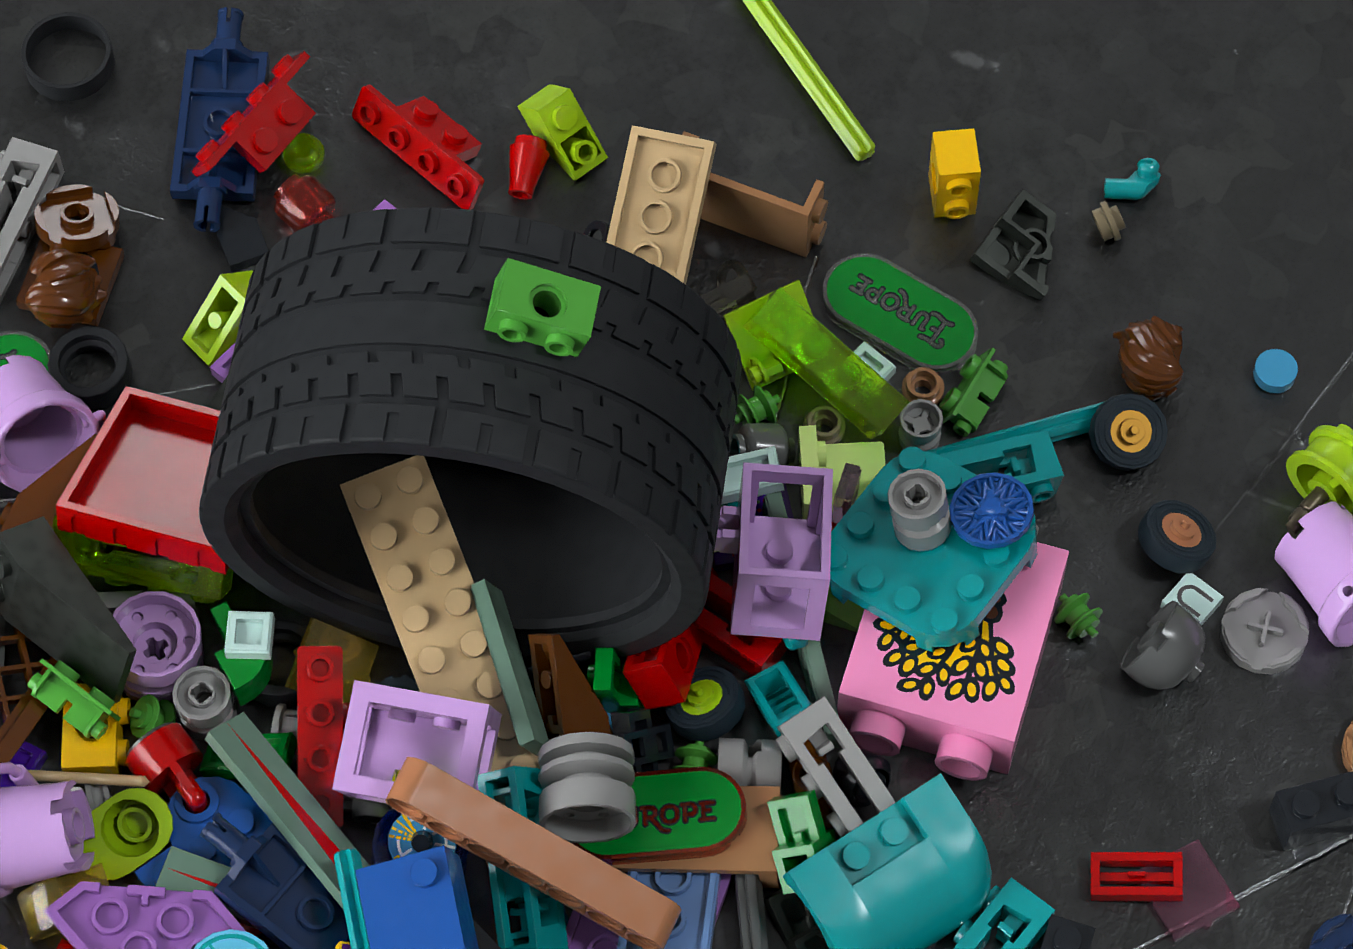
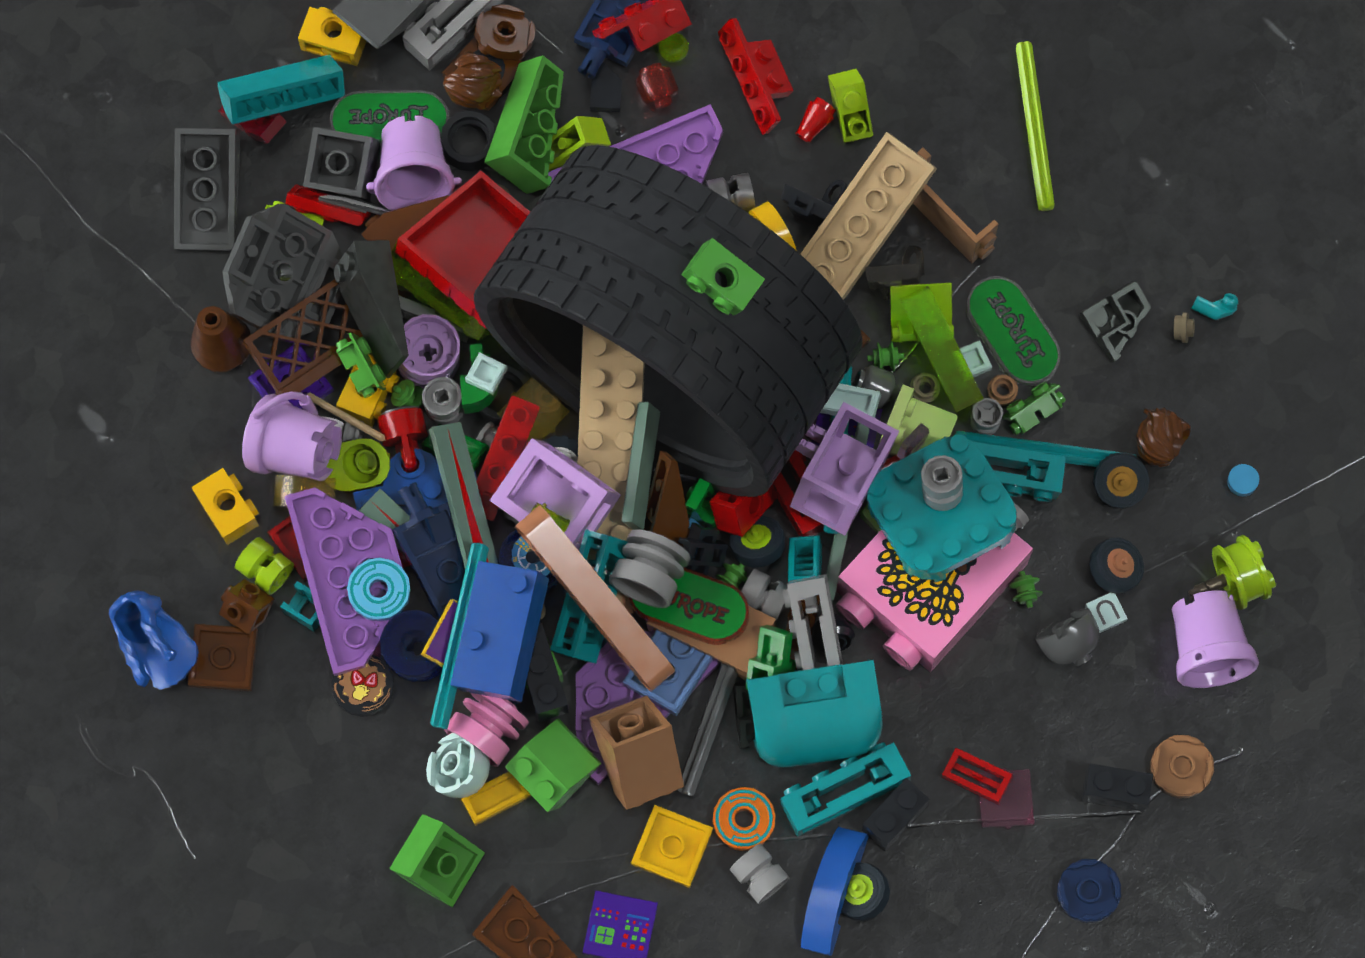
camera: 25 degrees right, 10 degrees up
(160, 319) = (527, 125): none -> bright green wedge
(954, 173) = (1093, 251): yellow brick -> none
(991, 510) = (989, 503): blue wheel -> none
(1264, 631) = (1143, 652): light grey tile -> none

